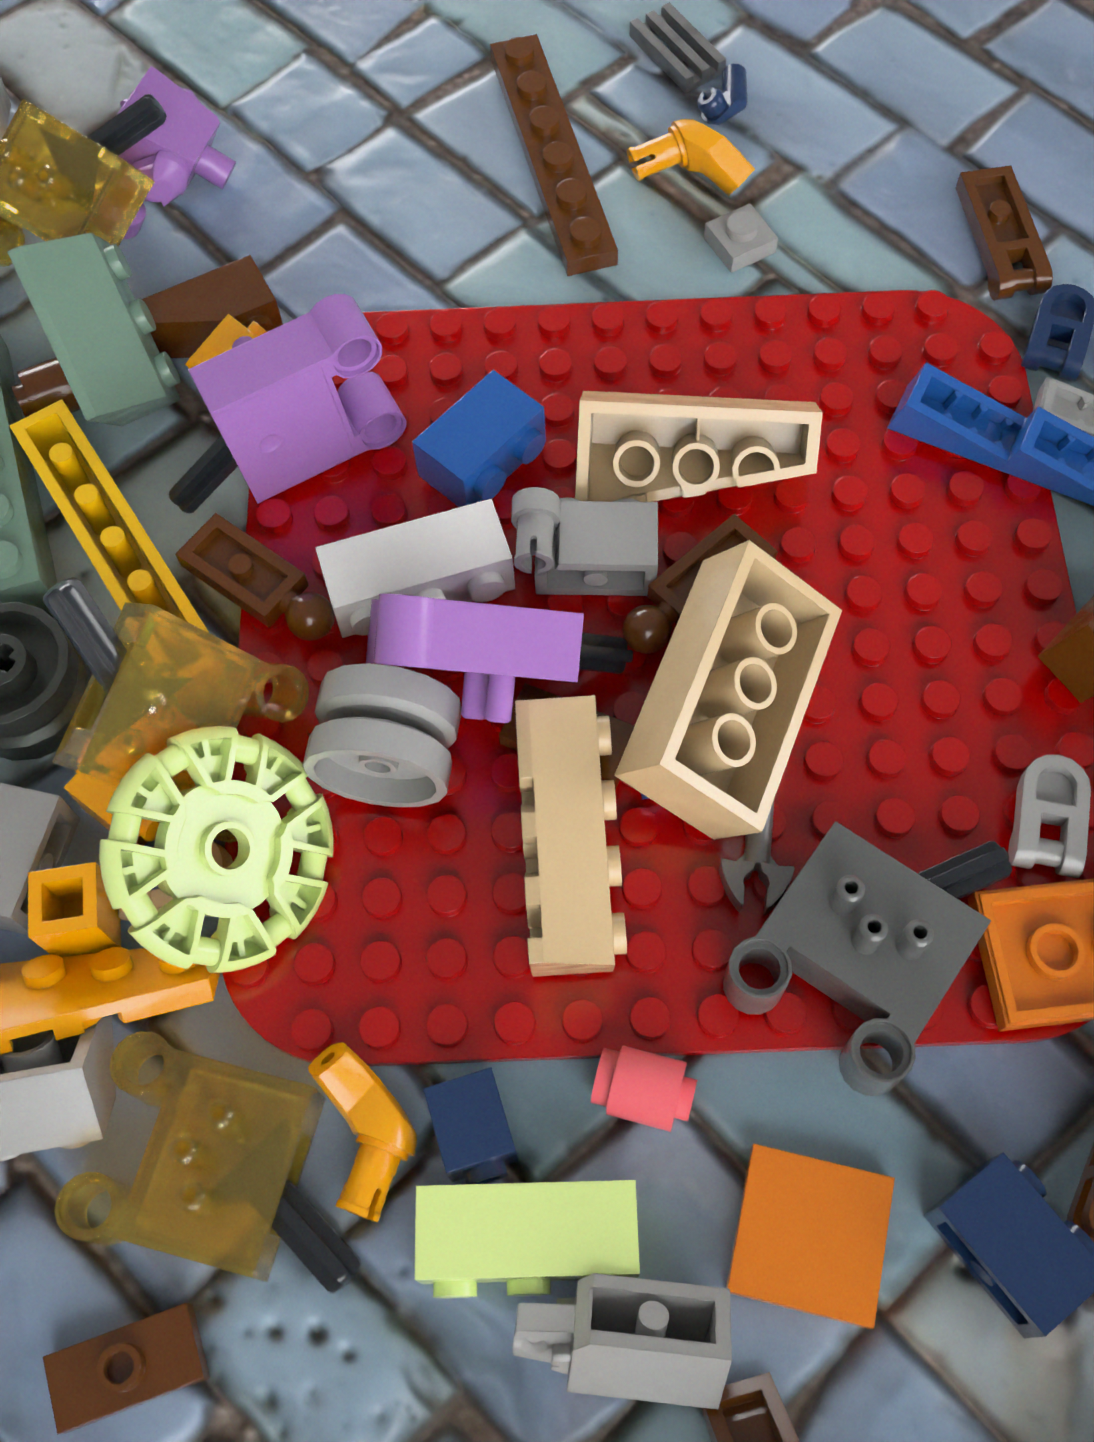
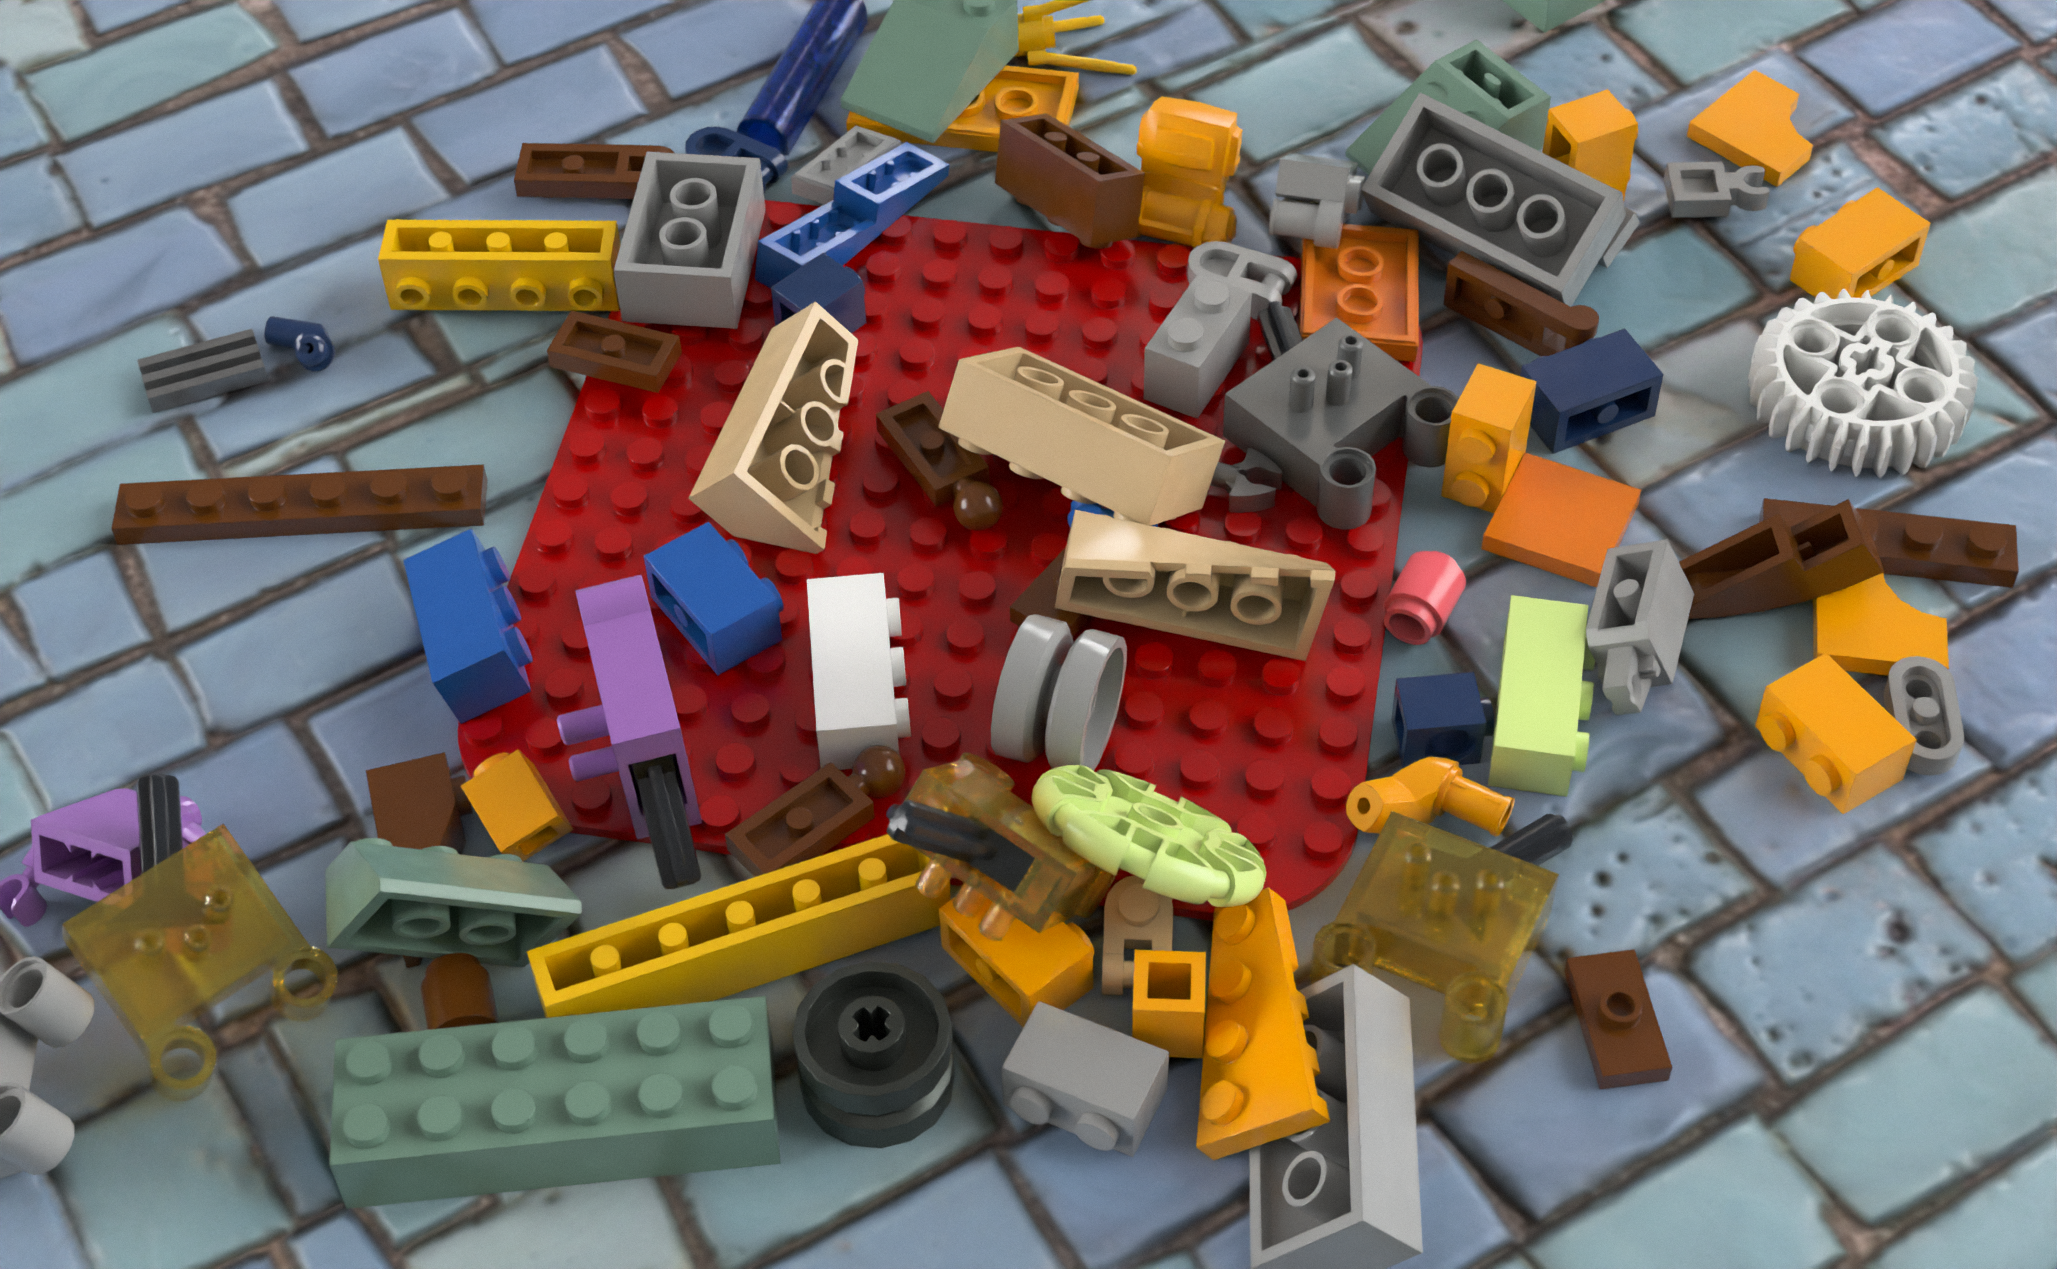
camera: 80 degrees left, 15 degrees down
(423, 276) = (468, 625): none -> blue brick
(489, 646) = (993, 588): medium lavender piece -> none
(585, 543) = (875, 521): light grey hinge -> none
(696, 149) = (376, 372): light orange arm -> none
(740, 238) = (505, 369): light grey plate -> none
(761, 297) = (614, 351): none -> reddish brown plate
(841, 192) = (500, 265): none -> yellow brick
(870, 436) = (826, 283): none -> dark blue brick
(870, 1122) = (1487, 437): none -> light orange brick
(909, 304) = (690, 240): none -> light grey brick
(922, 786) = (1197, 345): none -> light grey brick

